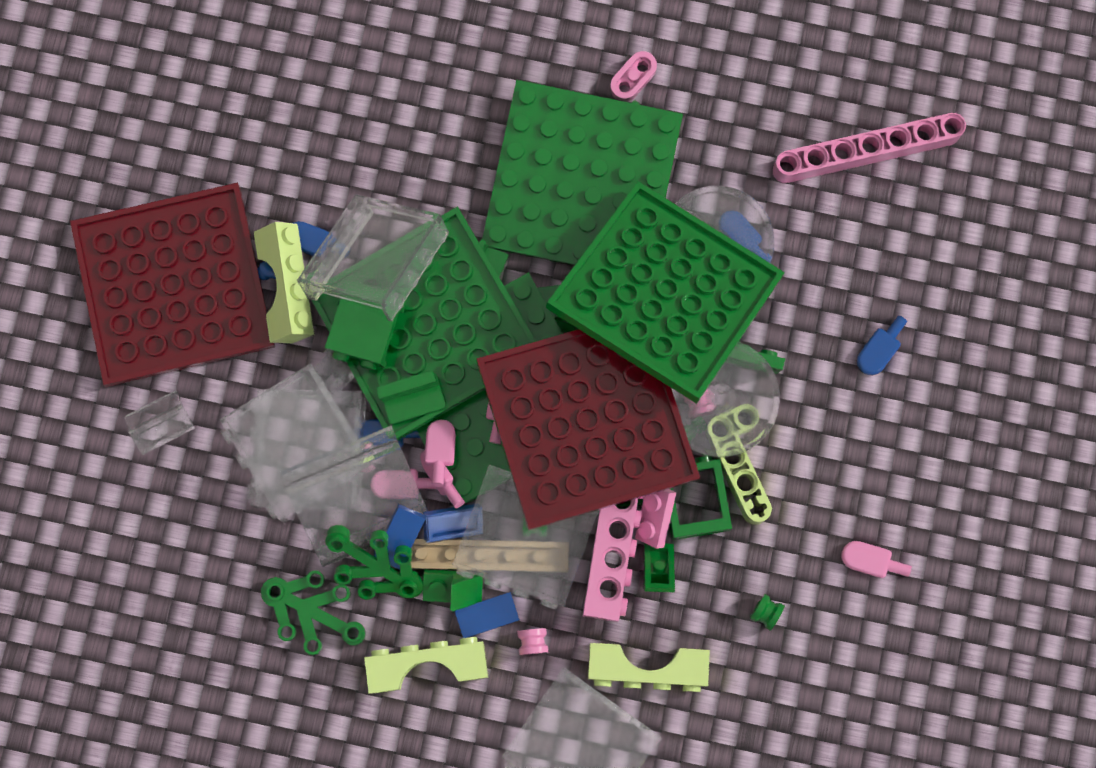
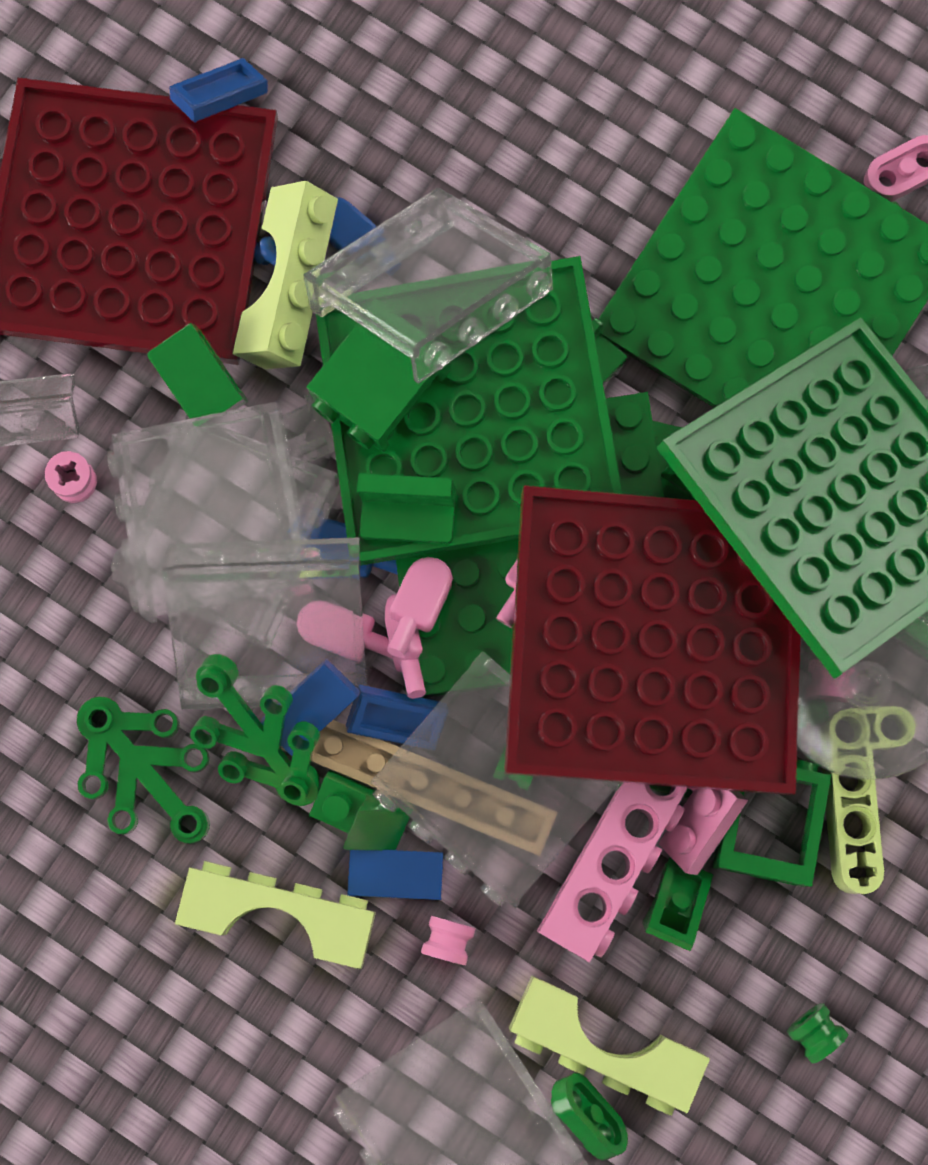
camera: 20 degrees right, 0 degrees up
(197, 183) = (218, 89): none -> blue tile
(206, 455) = (78, 484): none -> bright pink wheel
(254, 364) = (196, 374): none -> green panel
(653, 710) = (589, 1116): none -> green plate

